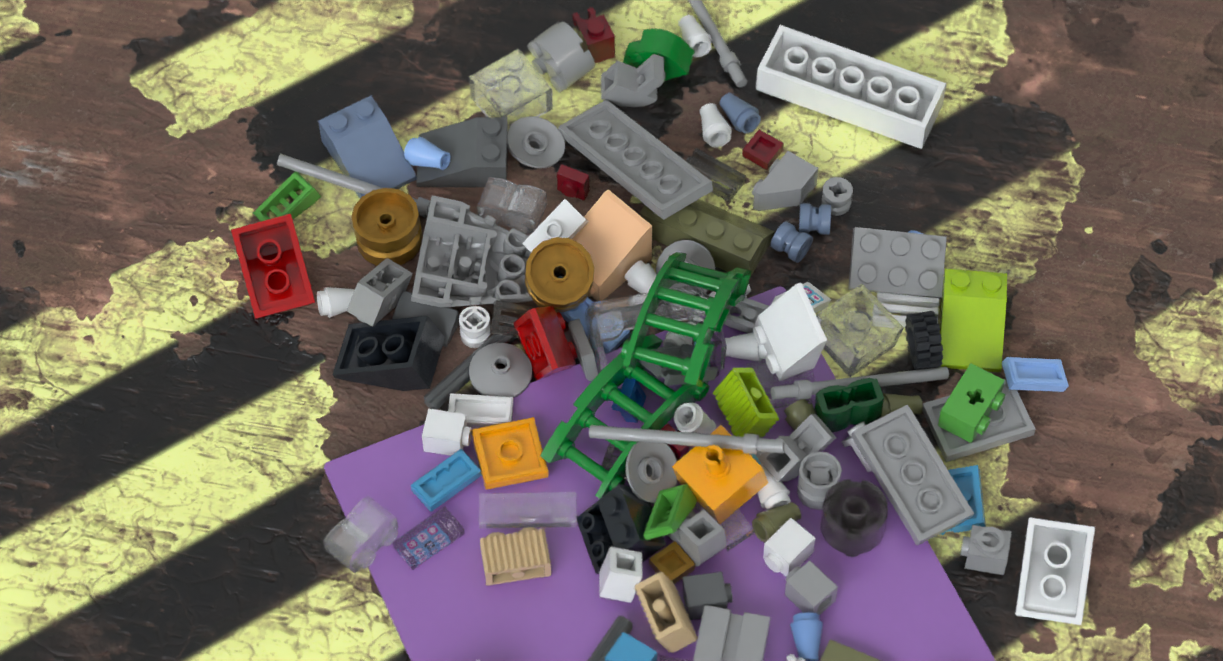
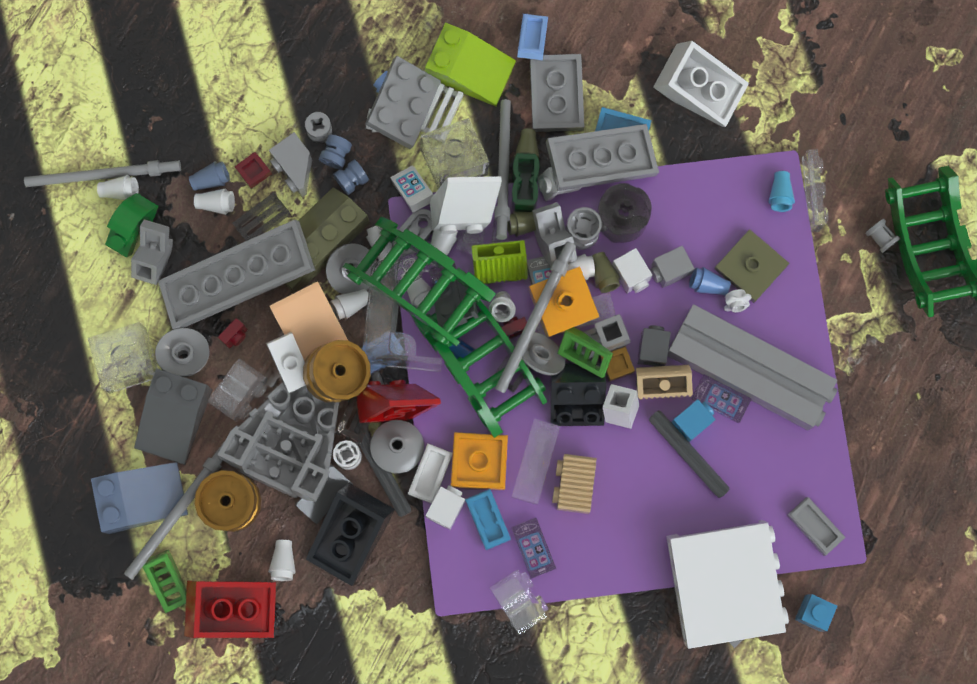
camera: 75 degrees left, 20 degrees up
(379, 292) = (295, 525): light grey brick -> none
(425, 154) = (165, 448): light blue cone -> none
(561, 55) = (103, 304): light grey brick -> none
(584, 351) = (403, 373): light grey tile -> none
(596, 35) = (91, 271): dark red brick -> none
(850, 86) = (220, 79): white brick -> none
(924, 340) = (481, 106): black tyre -> none
(959, 412) = (554, 104): bright green brick -> none
(986, 549) = (673, 126): light grey brick -> none

